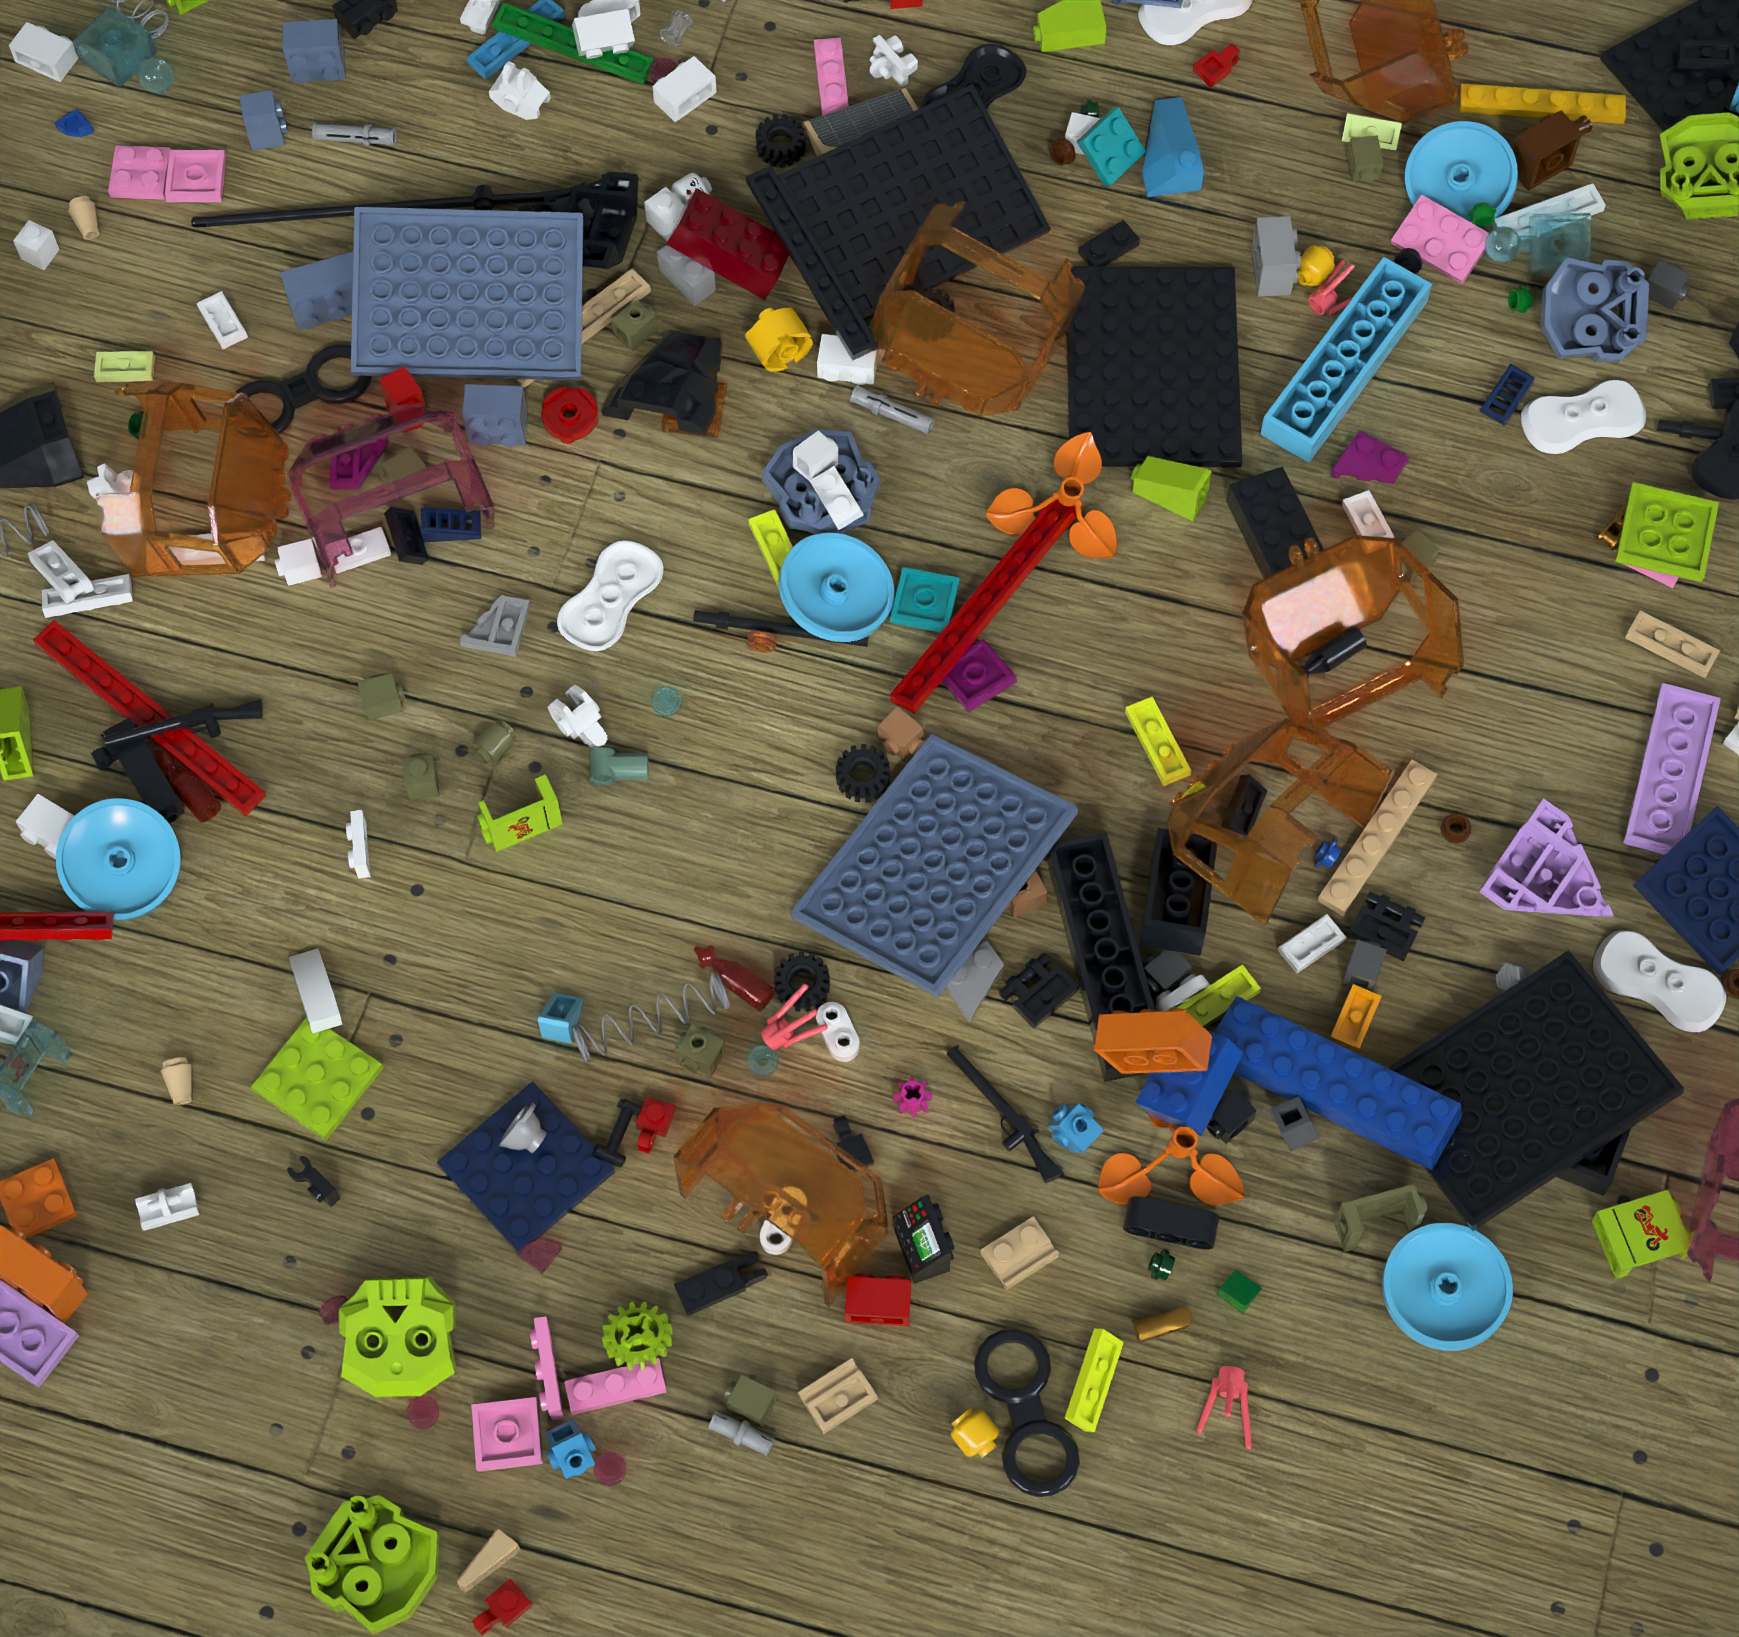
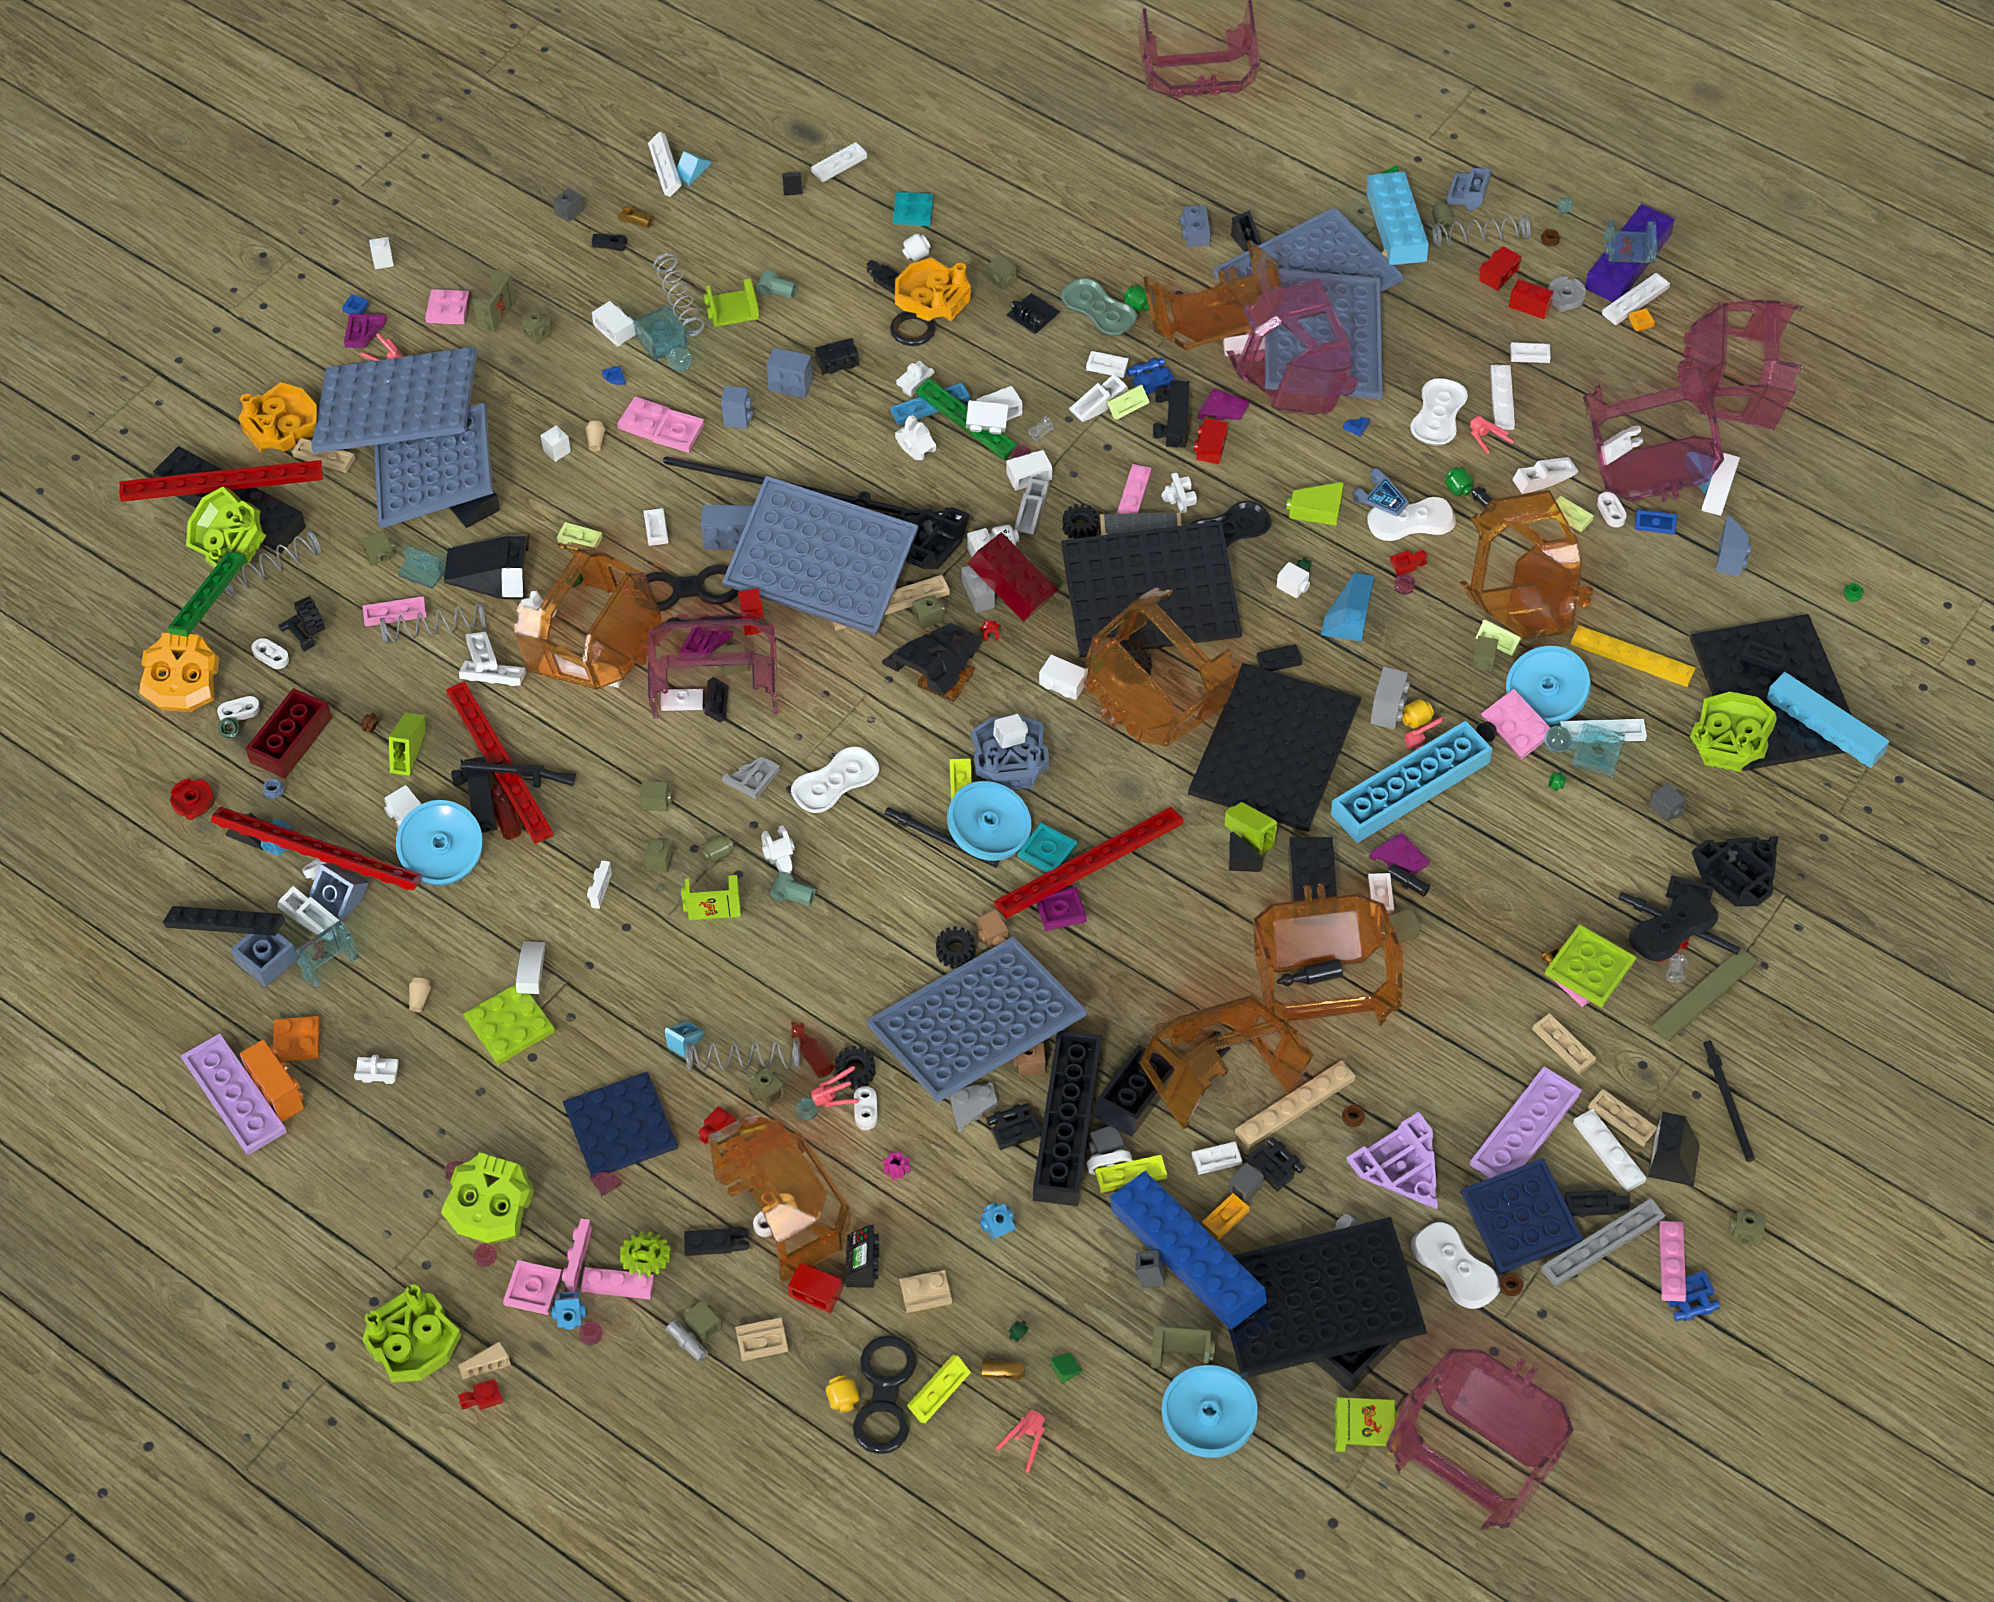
camera: 20 degrees right, 10 degrees down
(298, 562) = (636, 694): white brick -> none
(319, 1187) = (479, 1091): black plate -> none
(359, 134) = (802, 437): light grey pin -> none
(441, 515) = (743, 693): dark blue slope -> none
(495, 415) = (807, 639): sand blue brick -> none
(524, 1131) = (625, 1098): light grey piece -> none
(569, 428) = (854, 665): red plate -> none
(610, 1152) = (678, 1133): black piece -> none
(666, 701) = (843, 859): clear light blue plate -> none
(709, 138) = (1032, 506): none -> light grey slope
(725, 320) = (990, 627): none -> red plate
(761, 641) = (924, 841): clear orange tile -> none
(779, 338) = (1020, 648): yellow brick -> none
(811, 263) = (1061, 605): black plate -> none
(836, 497) = (1012, 762): white plate -> none
(852, 1144) = (843, 1184): black plate -> none
(881, 405) = (1073, 714): light grey pin -> none
(1023, 1131) = (962, 1215): black piece -> none
(1062, 152) = (1272, 587): reddish brown plate -> none
(1080, 464) = (1191, 790): orange plant -> none
(1111, 146) = (1307, 592): teal plate -> none
(1153, 1041) = (1066, 1174): orange brick -> none
(1158, 741) = (1167, 990): neon yellow plate -> none
(1171, 1222) = (1037, 1306): black beam -> none
(1175, 527) = (1242, 856): none -> black slope
(1193, 1095) = (1086, 1211): blue brick -> none
(1212, 1183) = (1071, 1235): orange plant -> none
(1223, 96) = (1404, 584): none -> clear pink tile
(1231, 1117) = (1108, 1251): black brick -> none
(1327, 853) = (1253, 1102): blue plate -> none
(1394, 491) = (1409, 880): none -> black pin
(1482, 214) = (1551, 714): green plate -> none
(1517, 376) = (1528, 828): dark blue slope -> none
(1548, 147) = (1618, 684): reddish brown brick -> none
(1571, 309) = (1587, 796): sand blue brick -> none
(1604, 410) = (1588, 874): white plate -> none

